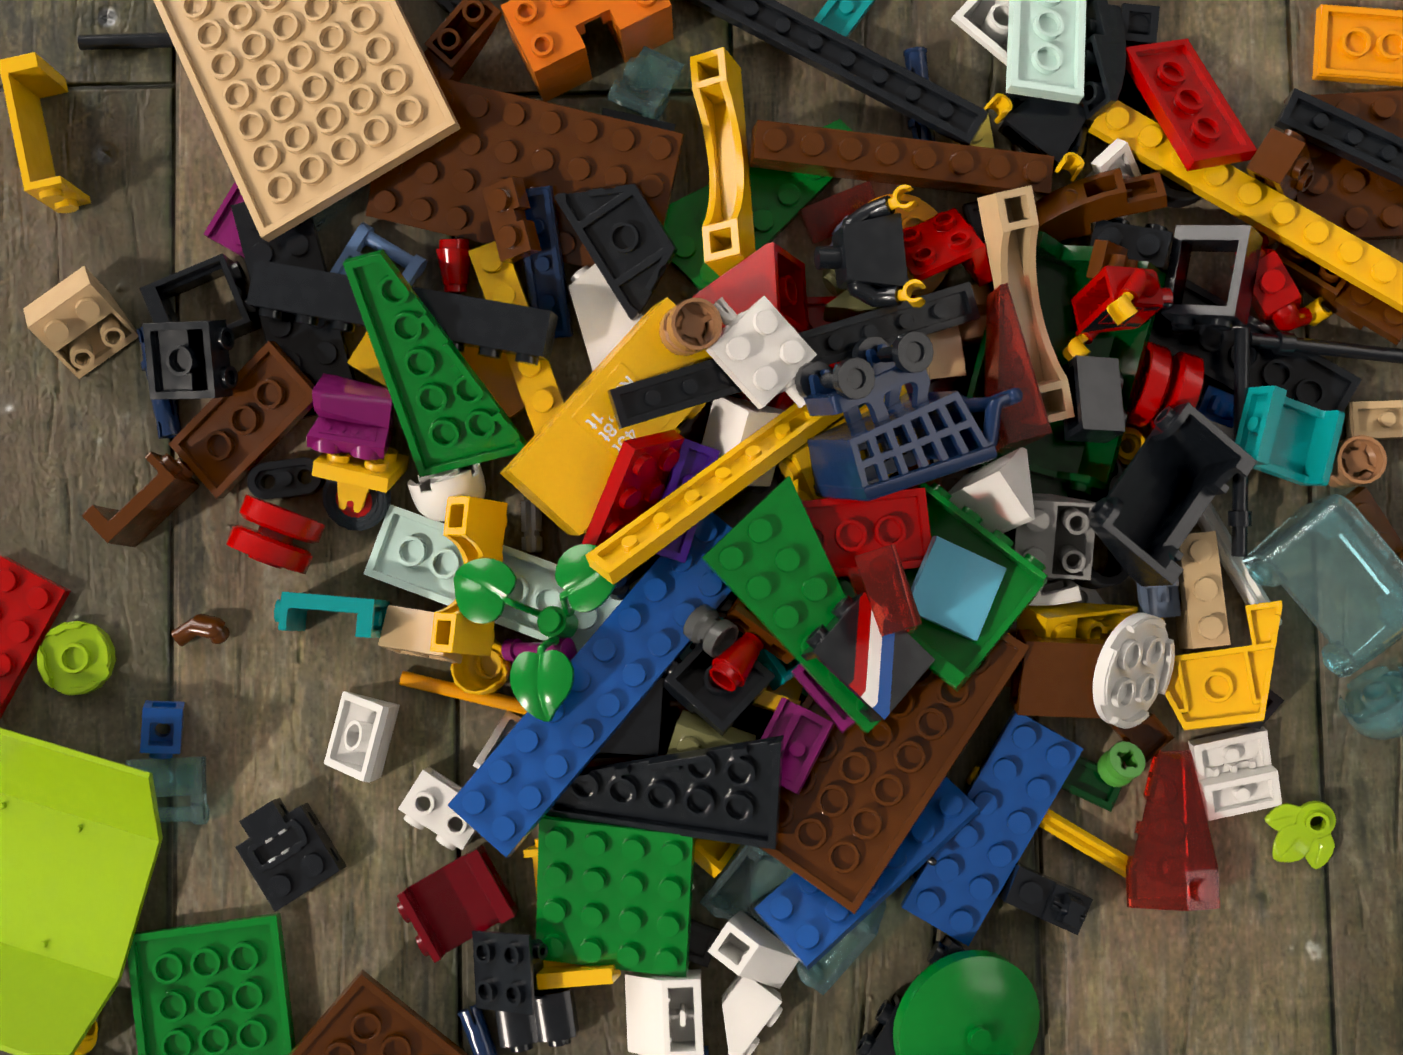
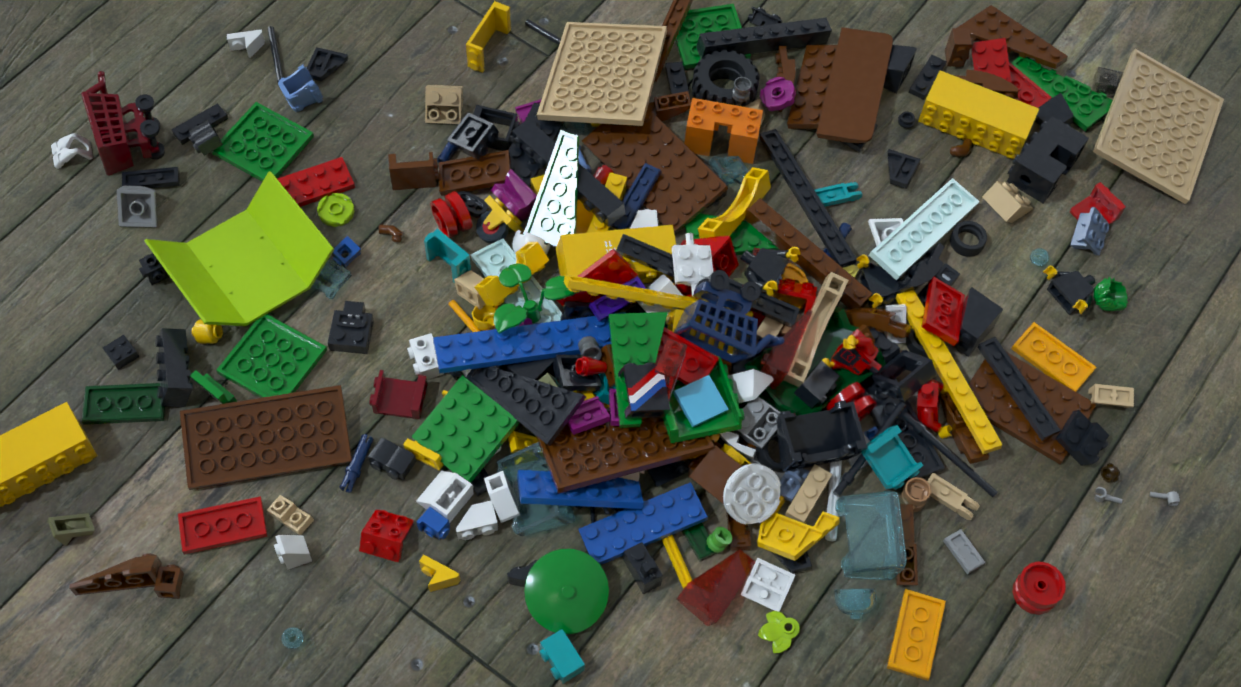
camera: 30 degrees right, 25 degrees down
(361, 736) = (419, 310): white slope -> none
(506, 210) = (633, 173): reddish brown piece -> none
(506, 970) = (397, 425): black hinge -> none
(622, 240) = (673, 203): black wing -> none
(690, 327) = (672, 234): medium nougat wheel -> none
(1250, 75) = (977, 321): none -> black slope
(1283, 163) = (967, 357): reddish brown brick -> none

